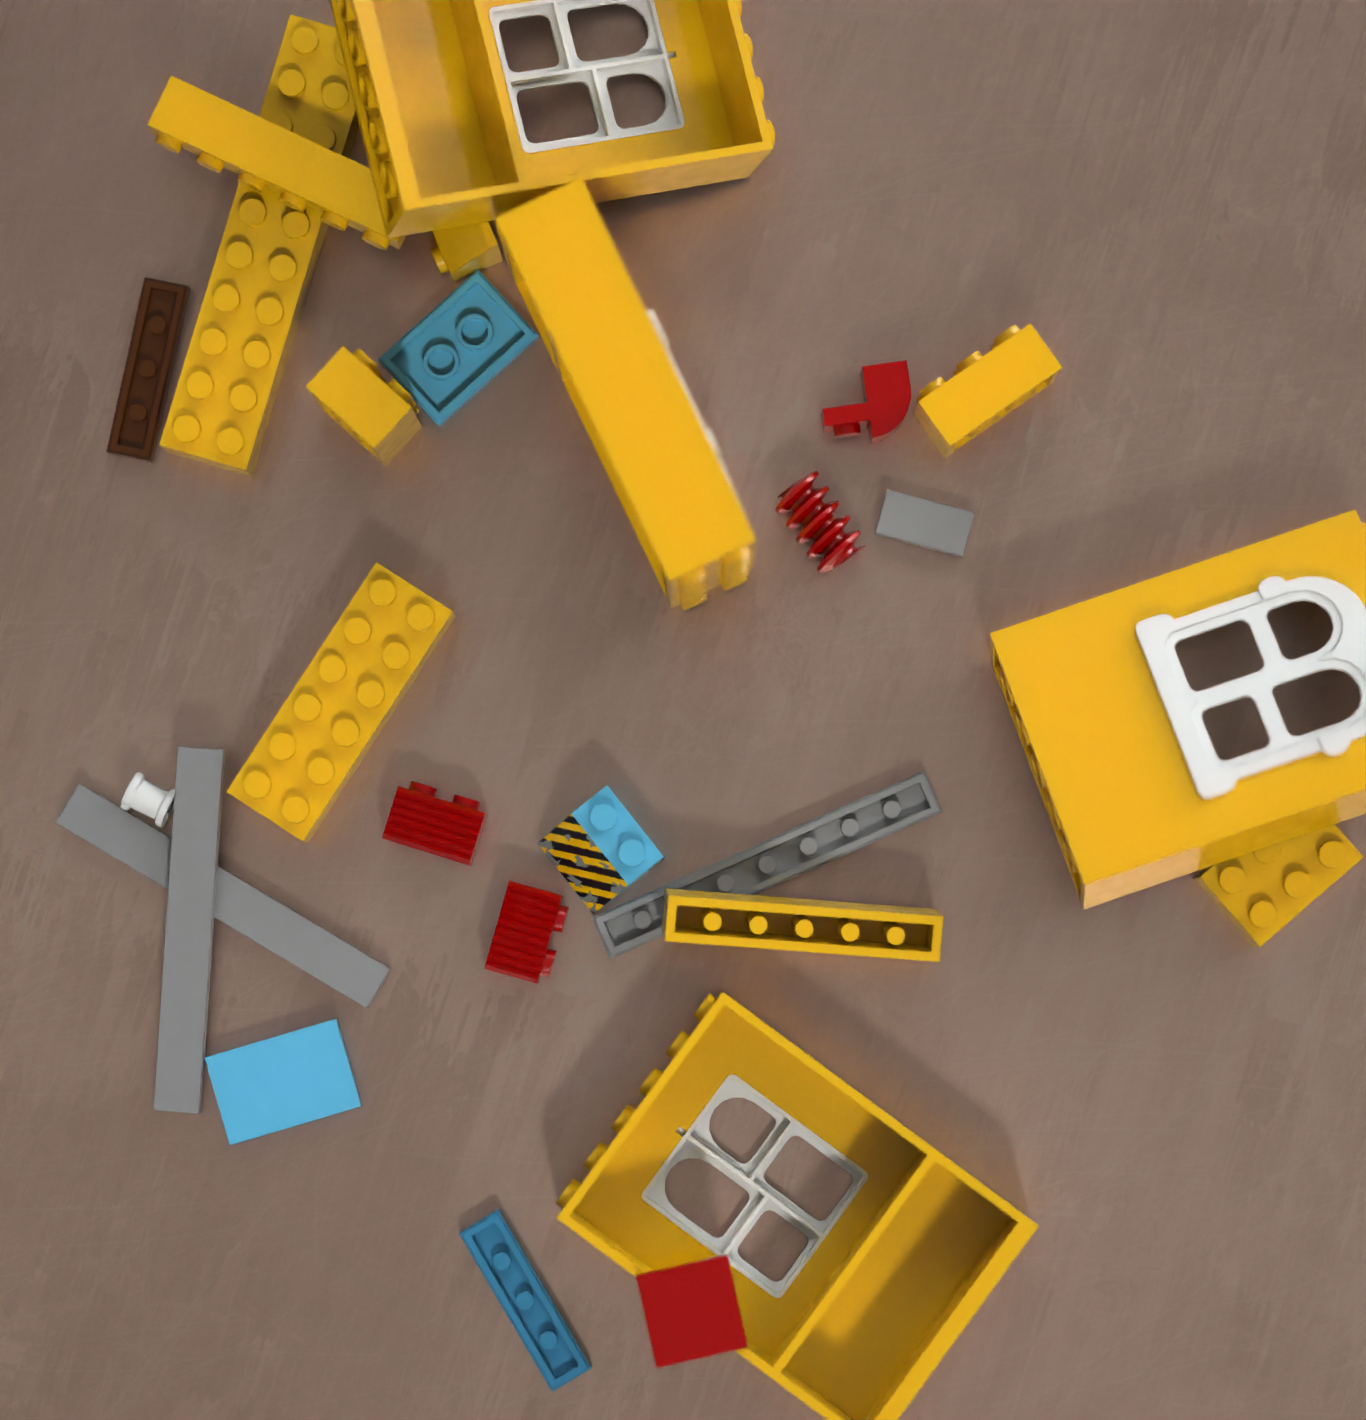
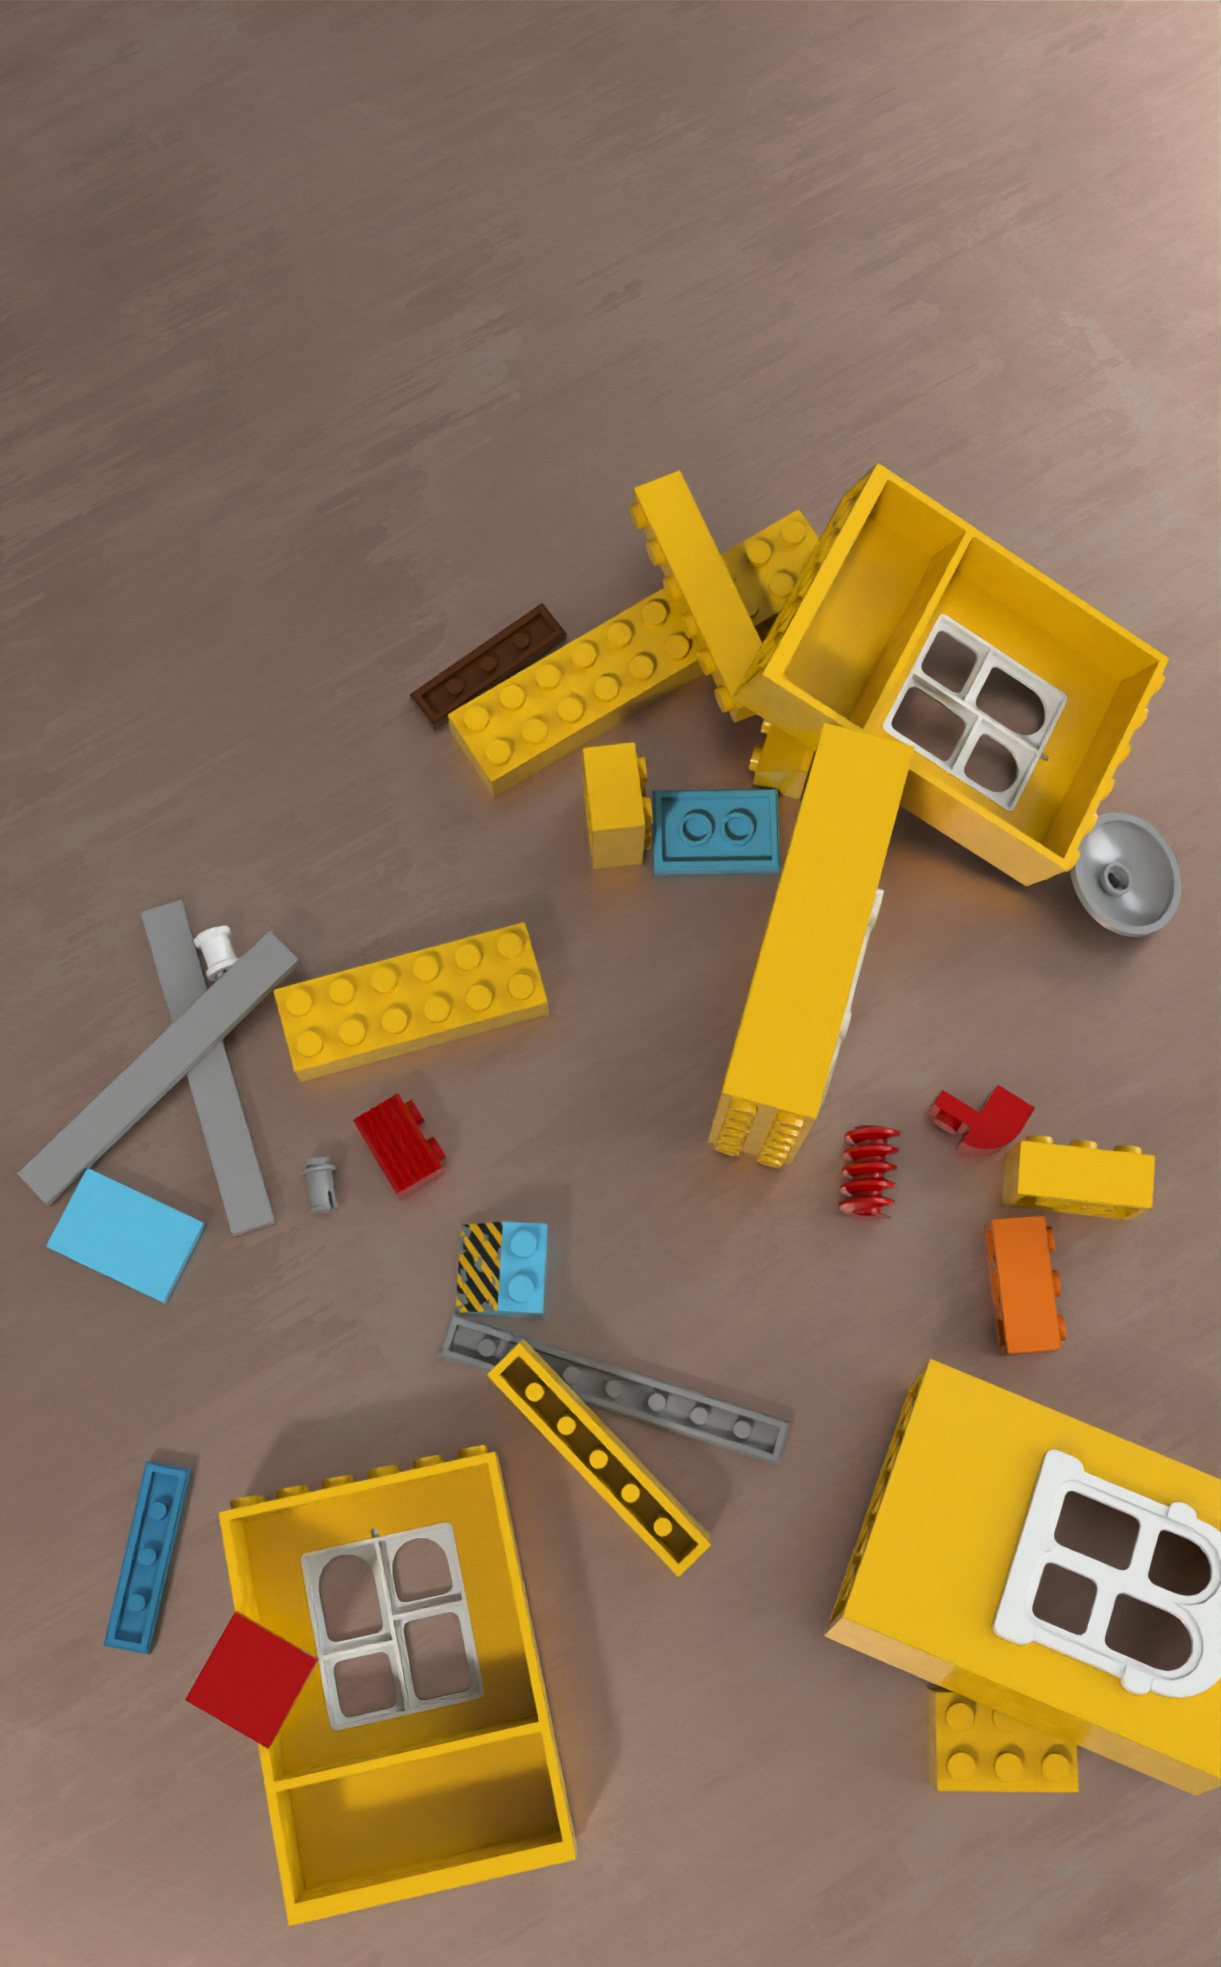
camera: 35 degrees right, 10 degrees down
(399, 909) = (320, 1184): none -> light grey pin
(525, 933) = (393, 1281): red brick -> none
(832, 87) = (1127, 875): none -> light grey dish
(924, 523) = (947, 1240): light grey tile -> none
(1014, 508) = (1024, 1285): none -> orange brick

